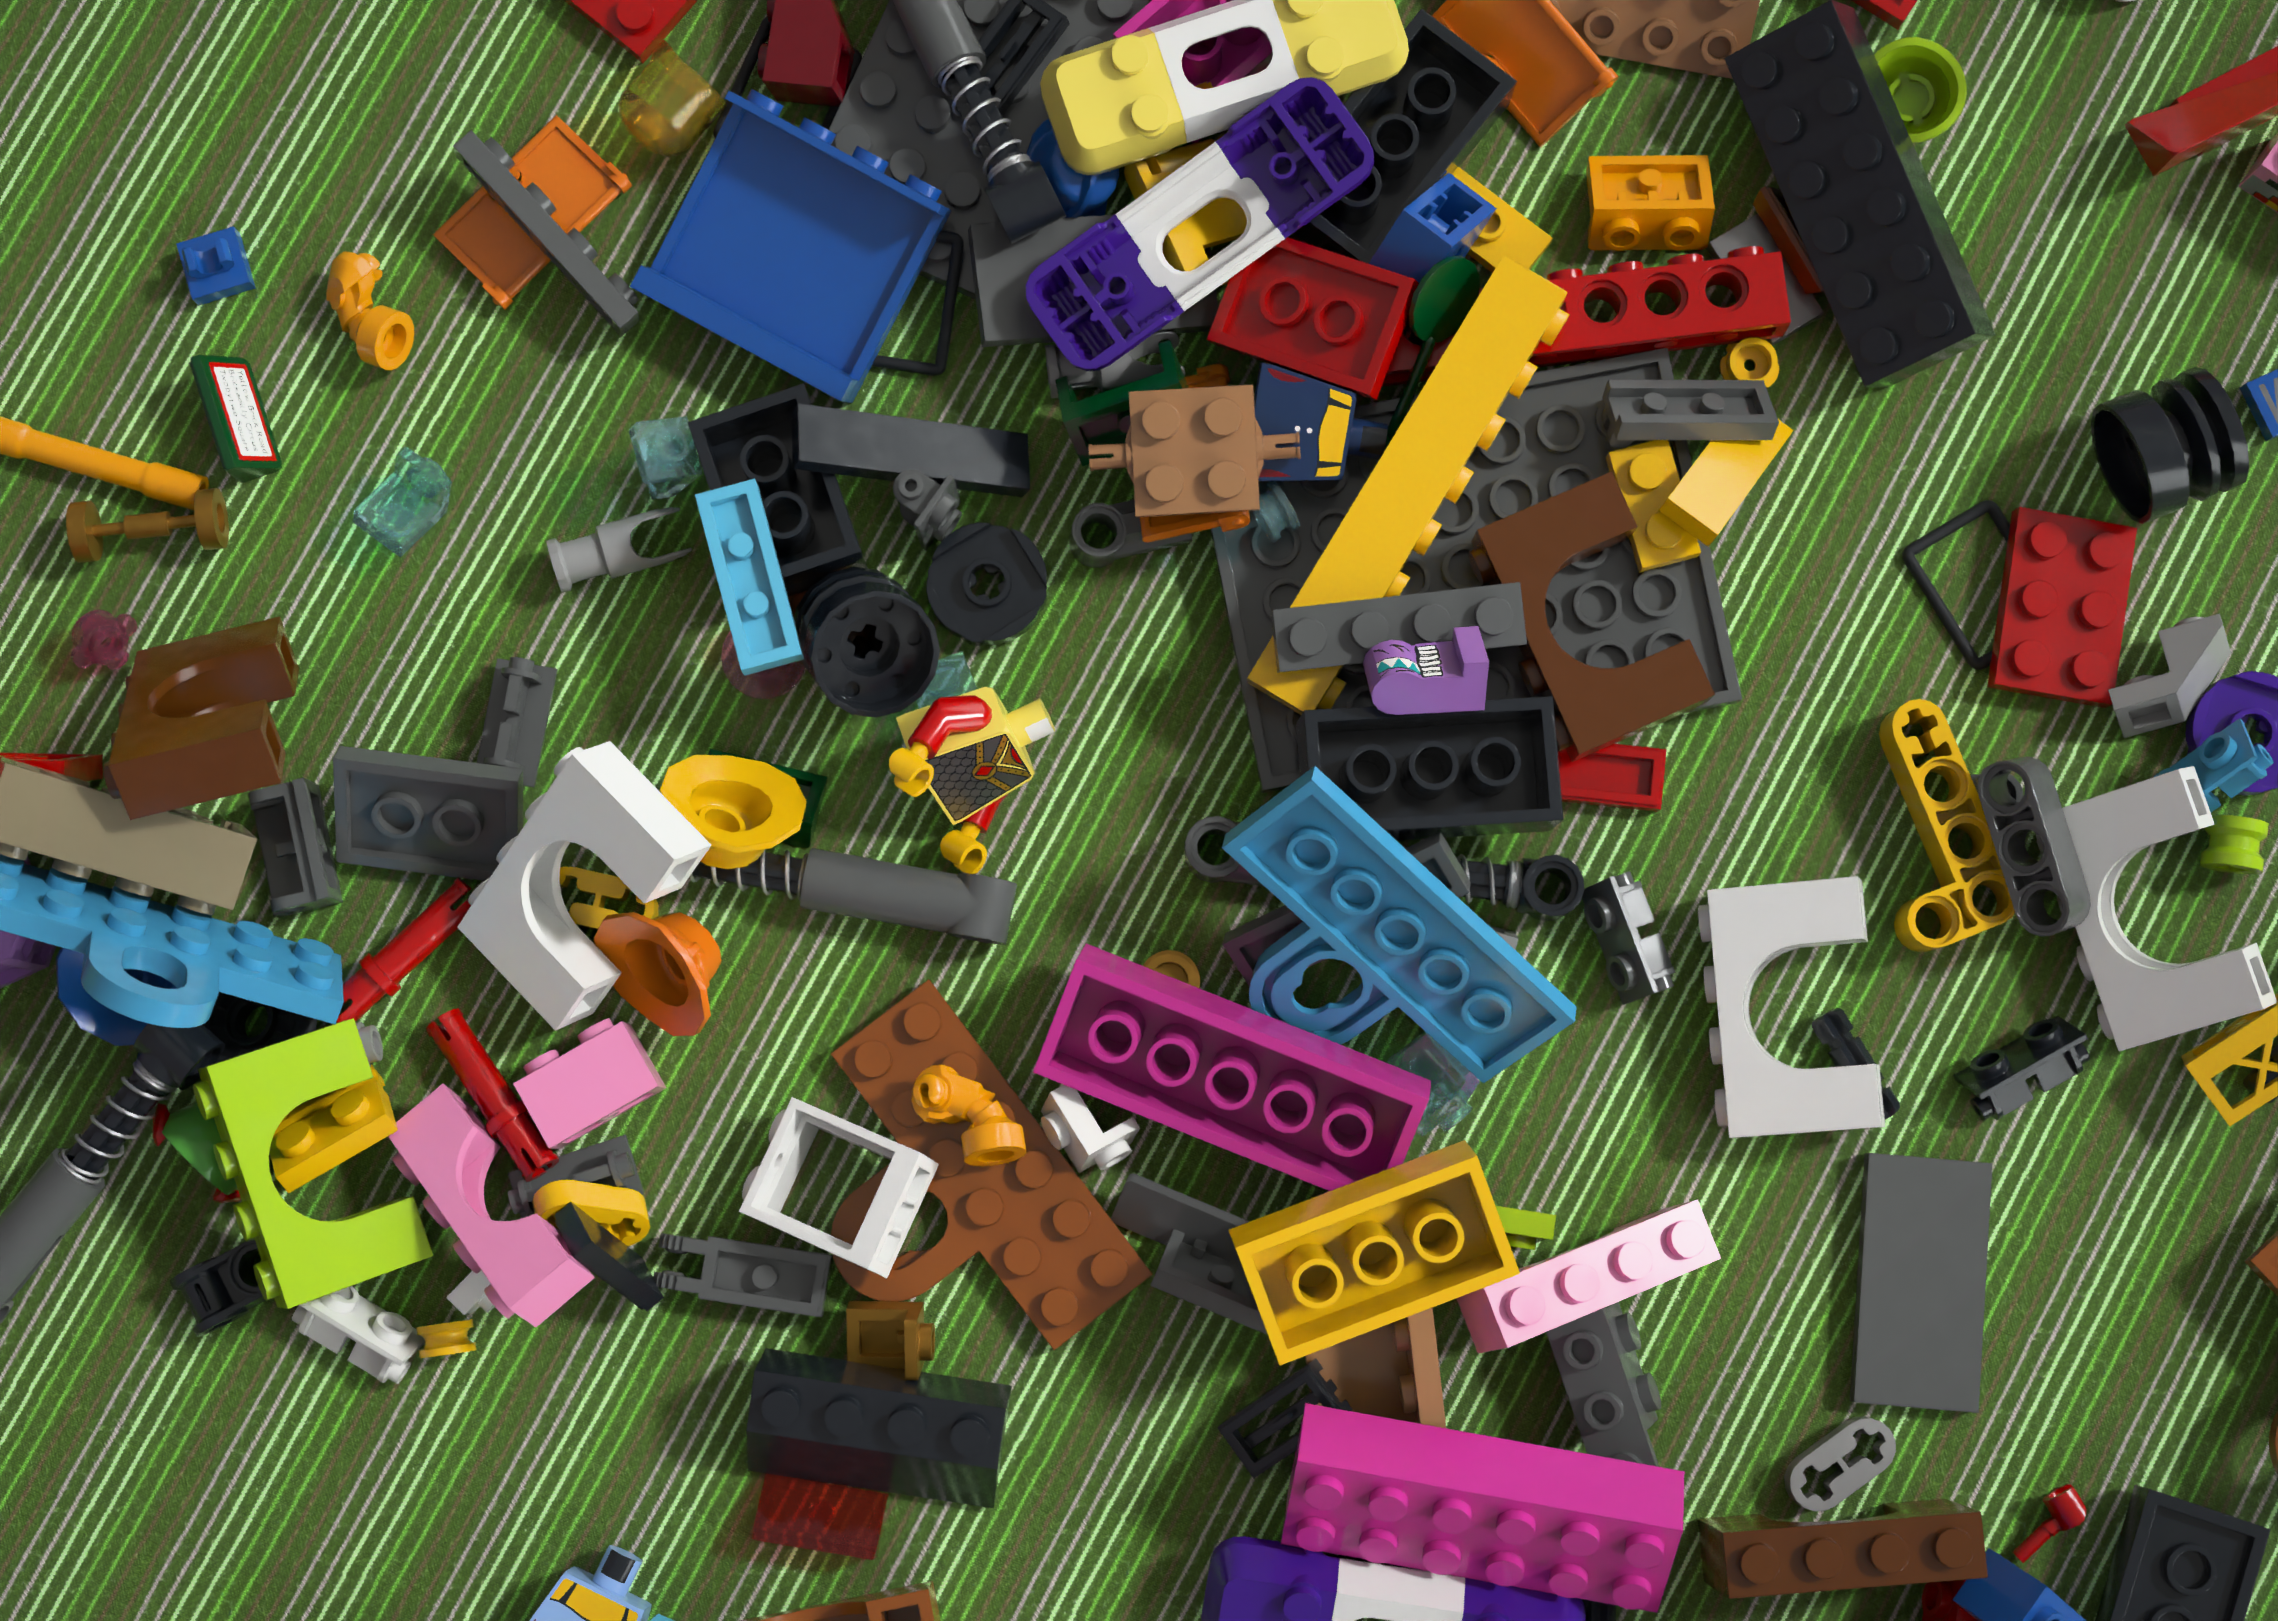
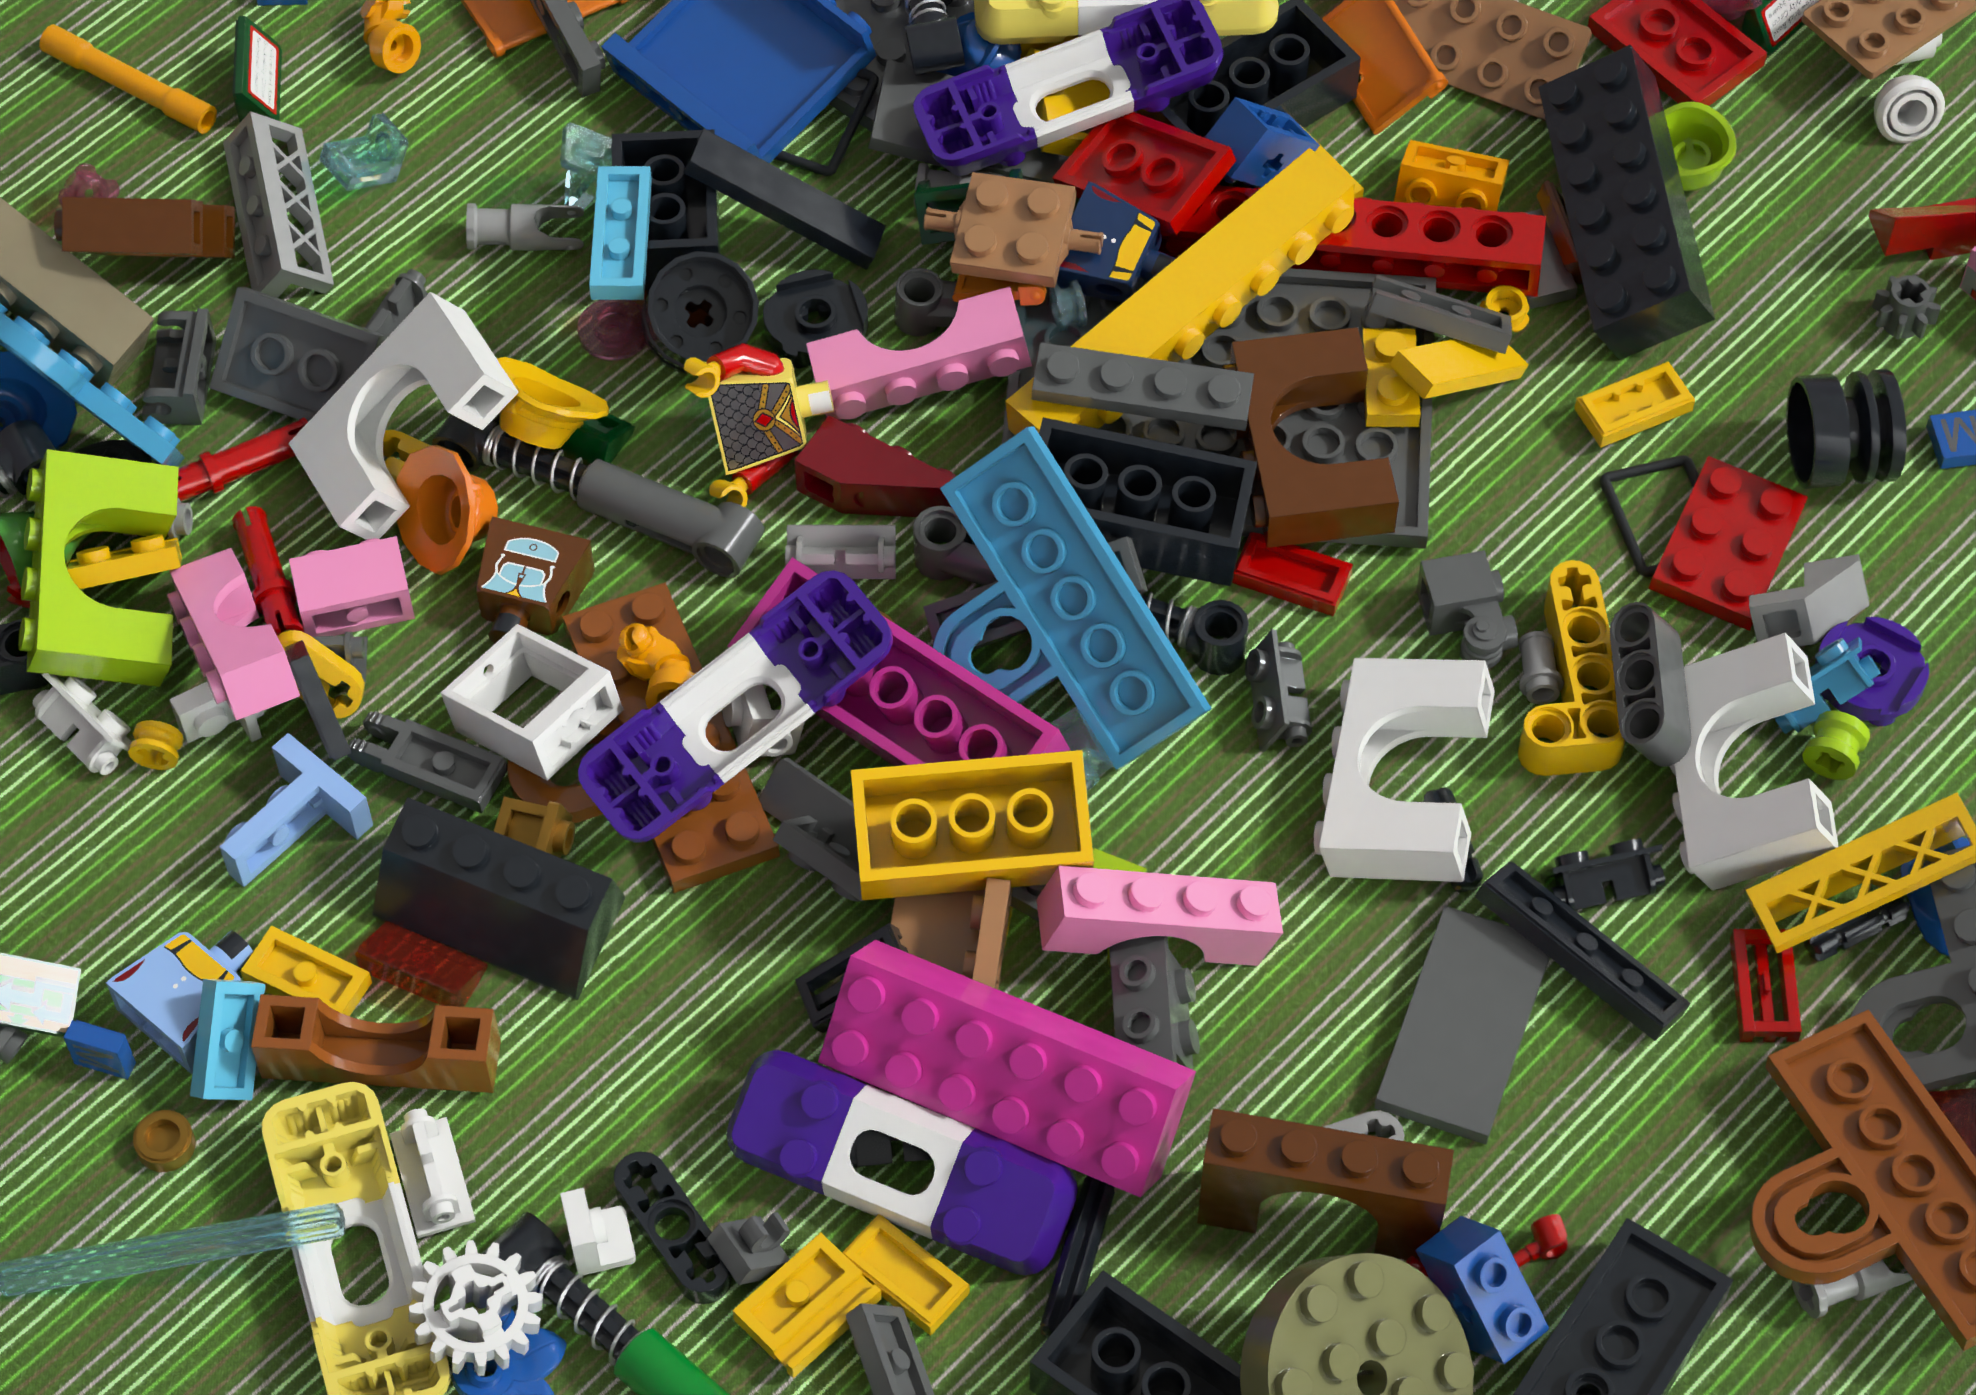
camera: 15 degrees right, 25 degrees down
(86, 531) = (107, 120): pearl gold wheel -> none
(309, 602) = (264, 203): none -> light grey fence
(622, 1376) = (293, 810): none -> light blue bracket
(705, 1570) = (303, 970): none -> yellow plate
(779, 1022) = (530, 577): none -> reddish brown torso
(928, 505) = (787, 237): dark grey hinge -> none
(1018, 1242) = (802, 648): none -> dark purple piece
(1094, 891) = (849, 549): none -> light grey hinge
(1106, 784) = (866, 476): none -> dark red slope
(1192, 583) = (977, 345): none -> bright pink arch
(1429, 675) = (1154, 416): medium lavender leg -> none
(1434, 315) = (1248, 170): dark green piece -> none
(1807, 763) = (1466, 596): none -> dark grey brick
(1898, 829) = (1540, 679): none -> light grey pin
(1922, 454) = (1634, 404): none -> yellow plate
(2025, 1170) = (1582, 950): none -> black tile
(2195, 1160) = (1767, 1027): none -> red tile
(2206, 231) = (1906, 306): none -> dark grey gear

